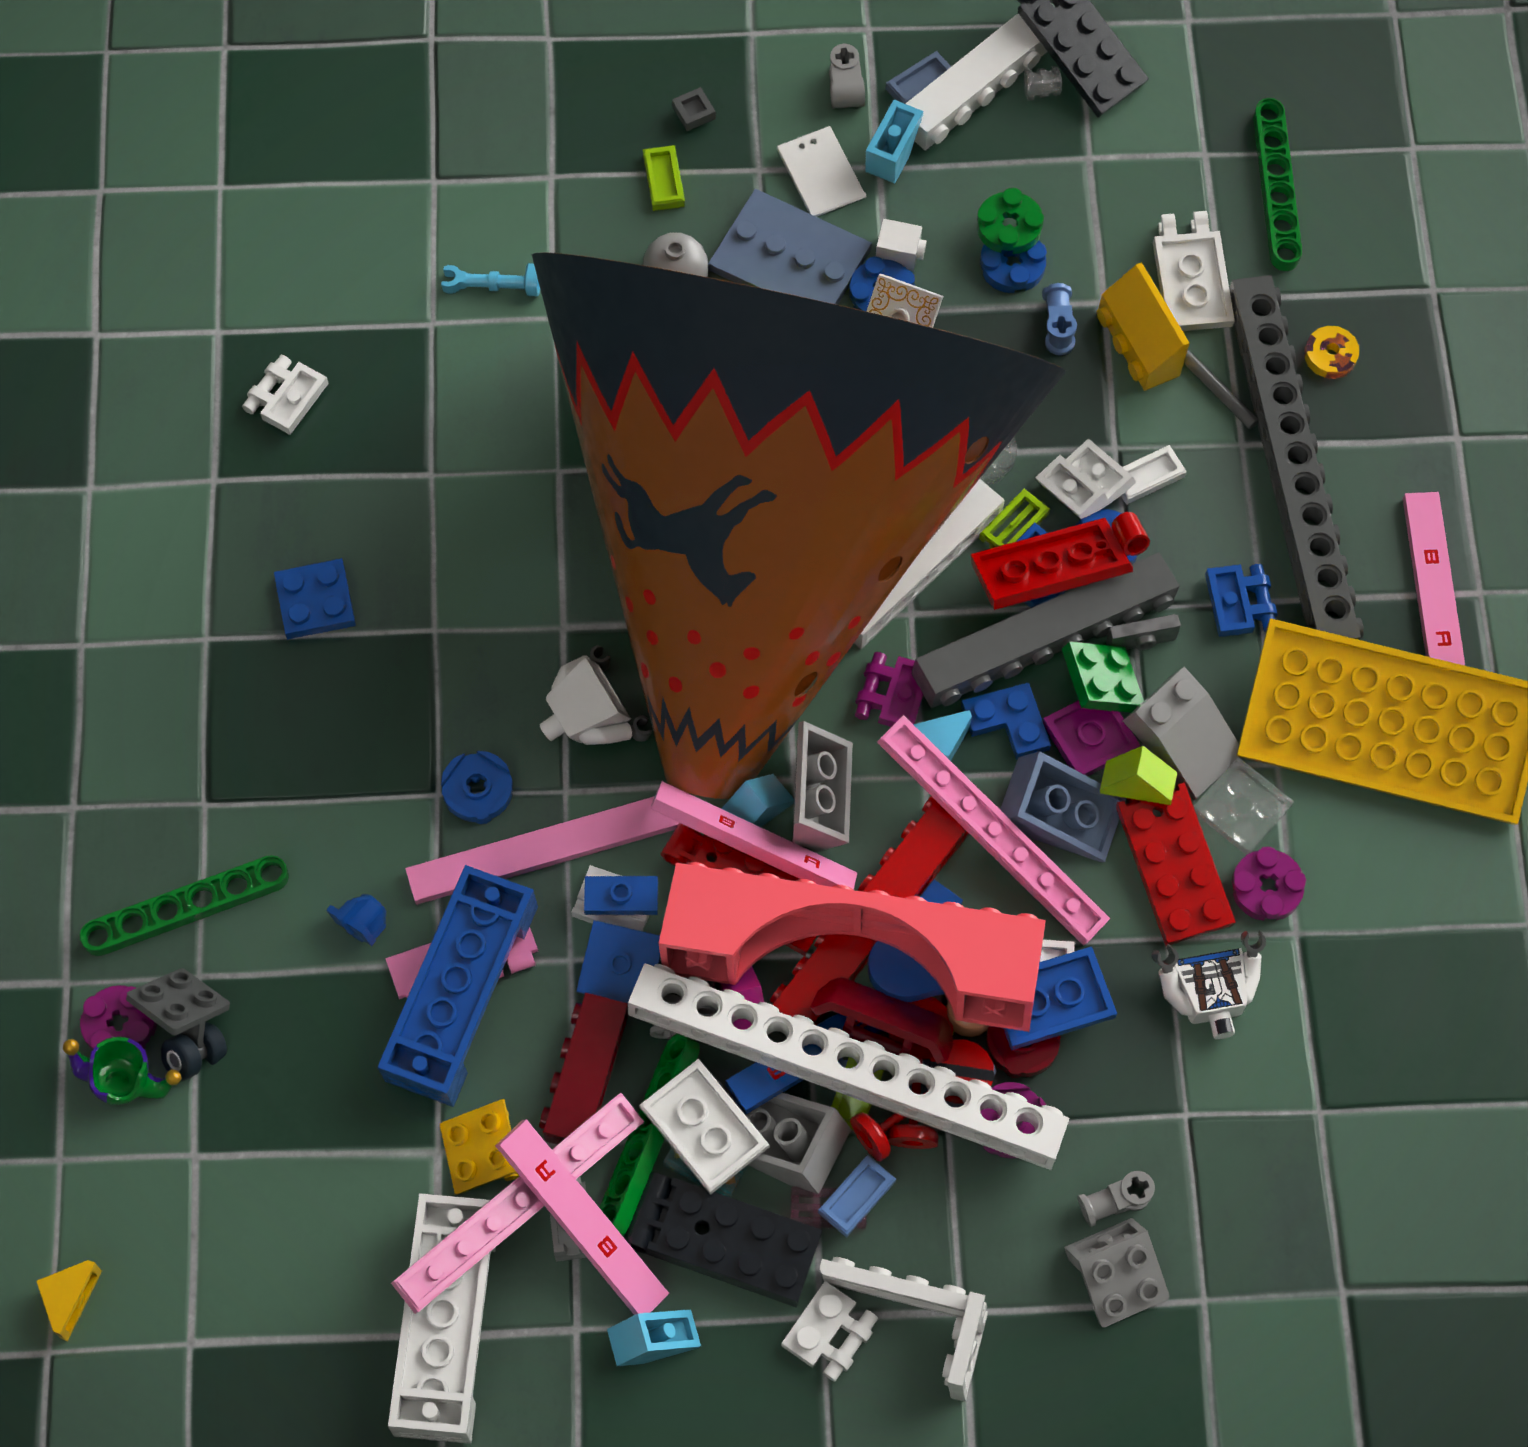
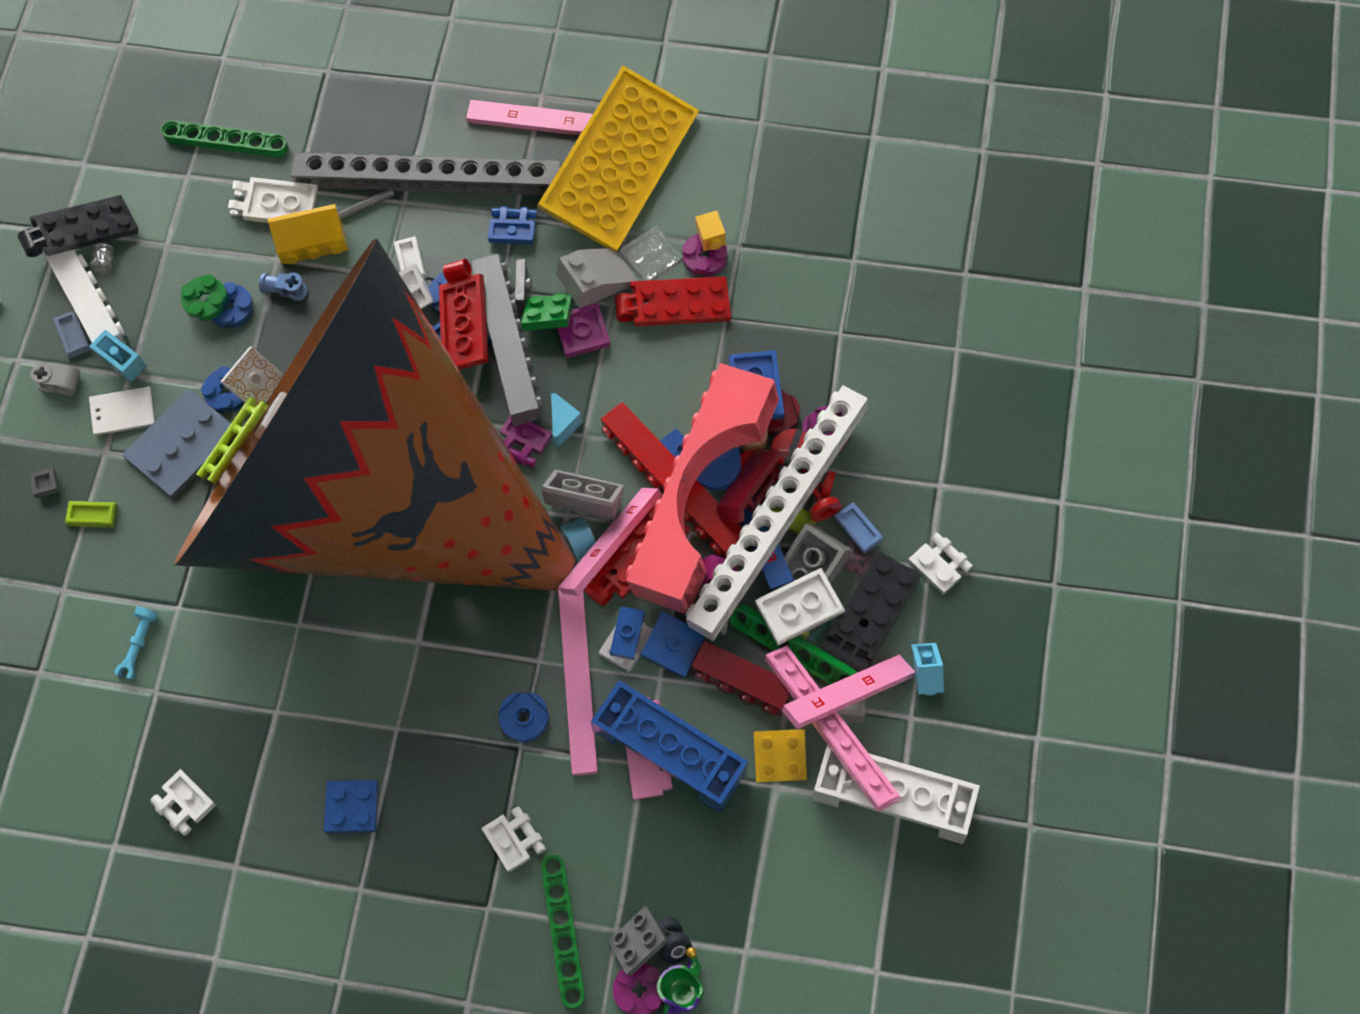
camera: 70 degrees left, 0 degrees up
(293, 805) = (507, 844): none -> white plate
(361, 918) = (602, 808): blue piece -> none
(588, 705) = (484, 631): white torso -> none
(677, 253) = (165, 518): light grey cylinder -> none
(901, 243) = (196, 370): white brick -> none
(915, 1291) = (961, 479): white bracket -> none
(993, 830) = (635, 397): bright pink tile -> none
(1013, 710) = (558, 370): blue plate -> none
(1061, 806) = (627, 358): sand blue slope -> none
(1116, 1198) = (888, 379): light grey connector -> none
(1119, 1271) = (931, 387): light grey bracket -> none
(1139, 777) = (622, 305): lime slope -> none
(1212, 984) = (764, 295): torso -> none
(1298, 879) = (710, 231): none -> yellow brick
(1333, 339) = (350, 129): yellow piece -> none

